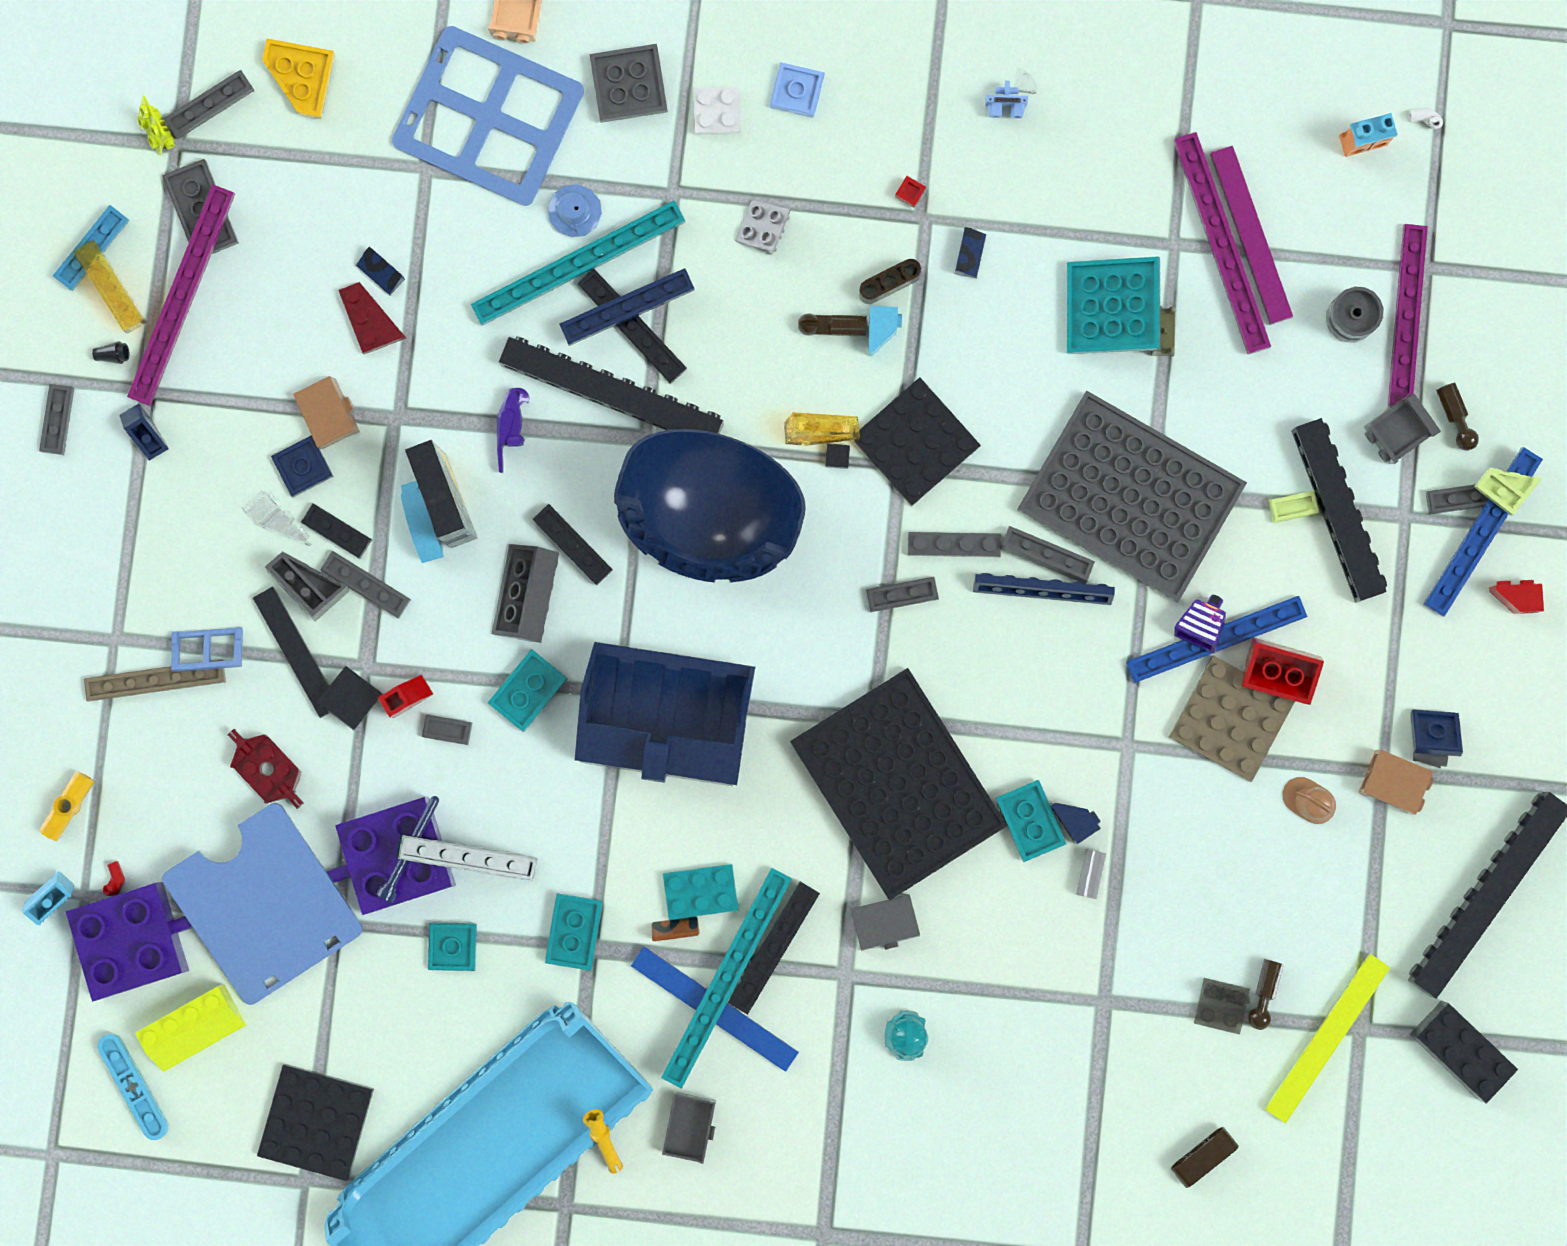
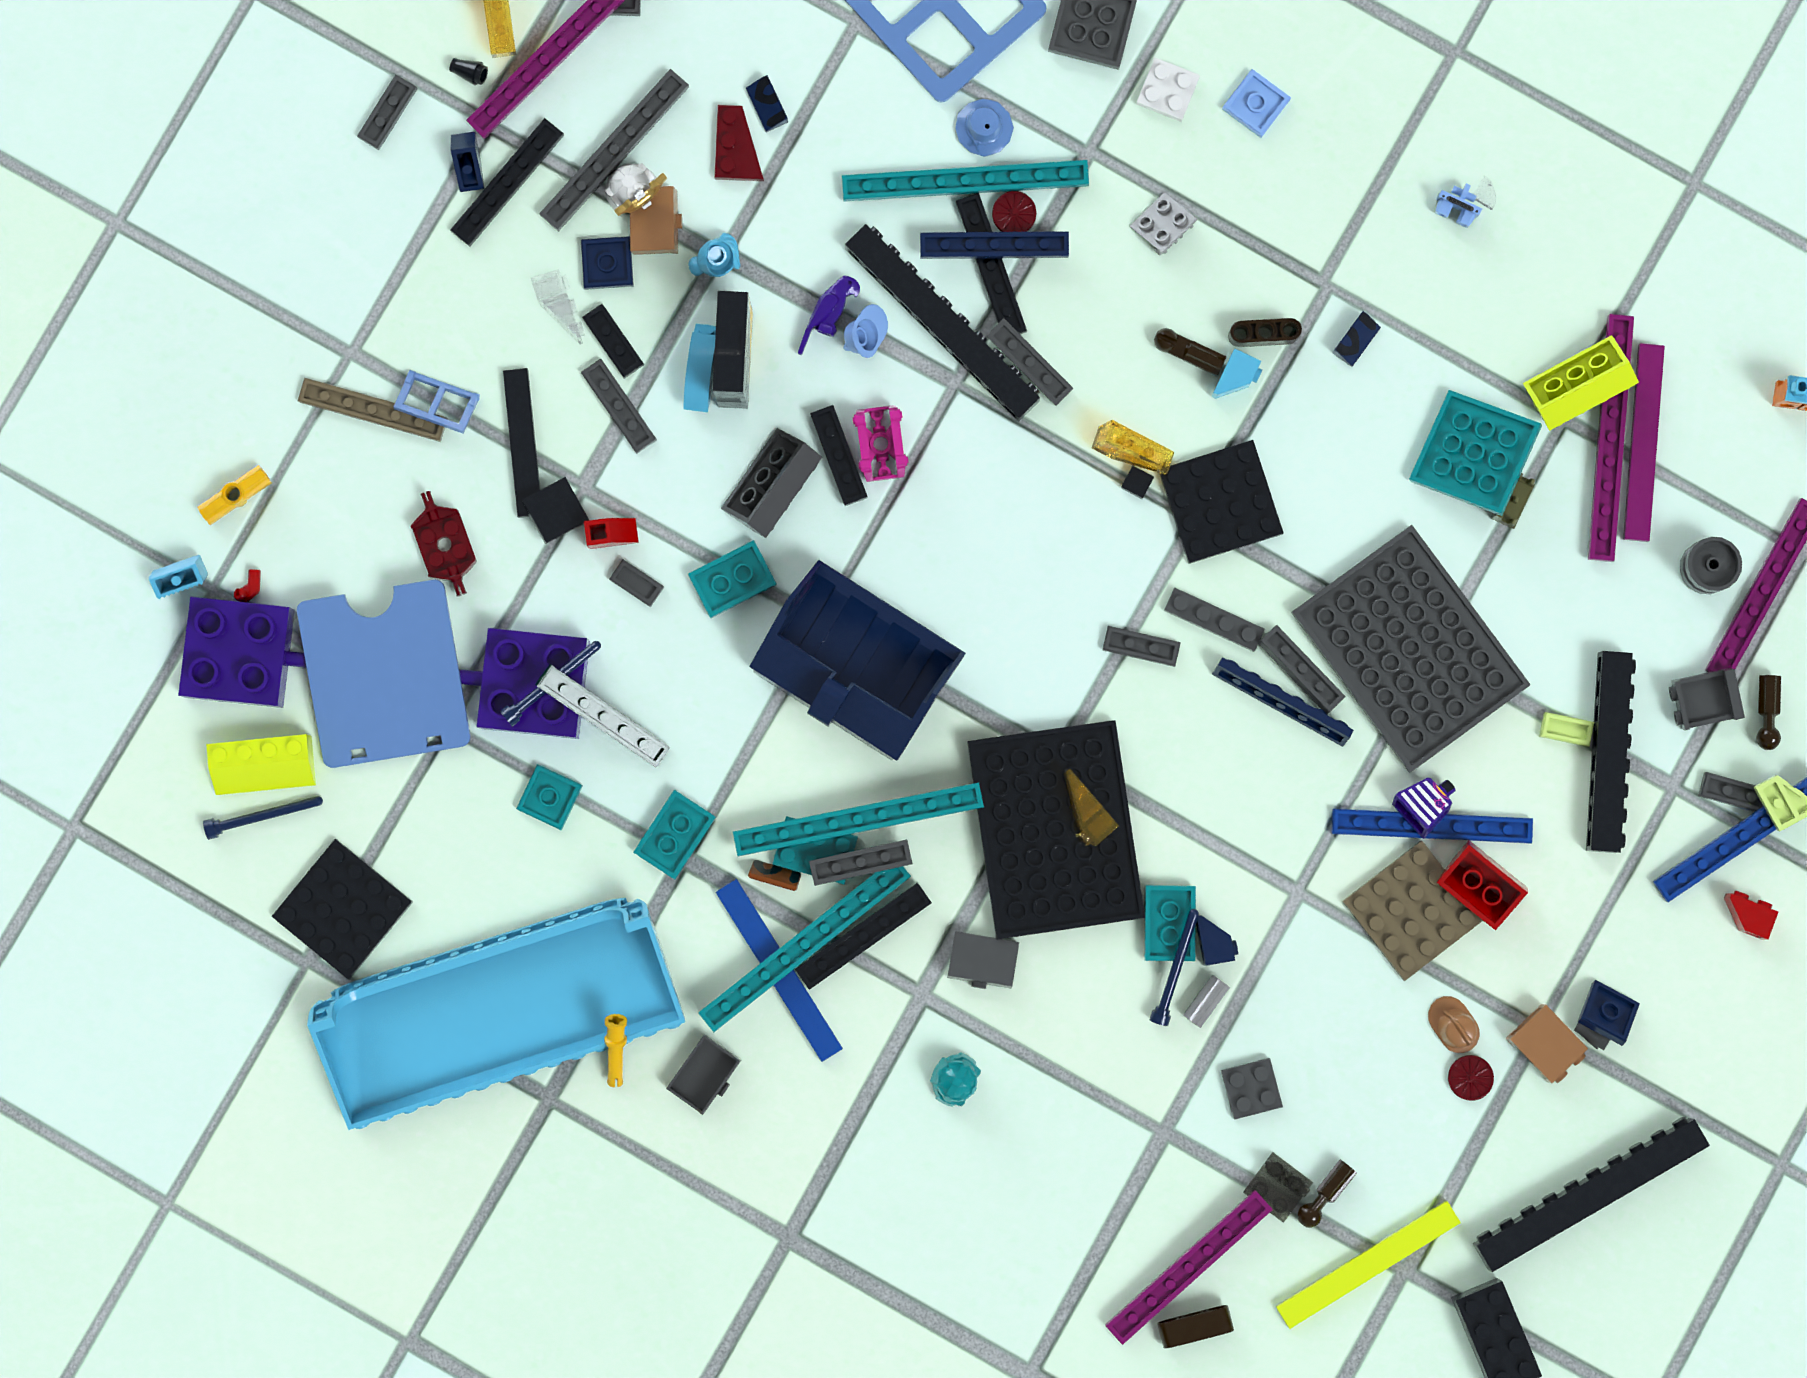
camera: 20 degrees right, 0 degrees up
(120, 1066) = (182, 821): medium azure piece -> none
(174, 1101) = (215, 827): none -> dark blue piece
(186, 434) = (507, 182): none -> black tile
(266, 367) = (614, 150): none -> dark grey plate
(295, 392) = (632, 187): none -> white helmet
(305, 585) = (560, 381): dark grey wedge -> none
(393, 420) = (716, 257): none -> medium azure hair
(550, 428) = (866, 332): none -> light blue piece
(590, 519) = (893, 437): none -> dark pink piece
(631, 271) = (1014, 212): none -> dark red wheel
(700, 393) = (1029, 362): none -> dark grey plate
(708, 505) = (989, 474): dark blue windscreen -> none
(725, 850) = (858, 819): none -> teal plate
(744, 886) = (860, 862): none -> dark grey plate
(910, 191) = (1324, 252): red plate -> none
(922, 759) = (1089, 814): none -> clear yellow slope
(1057, 901) = (1161, 1012): none -> dark blue piece
(1162, 931) = (1251, 1088): none -> dark grey plate
(1176, 207) = (1581, 382): none -> neon yellow slope
(1176, 1109) = (1188, 1267): none -> magenta plate
(1344, 839) = (1470, 1077): none -> dark red wheel

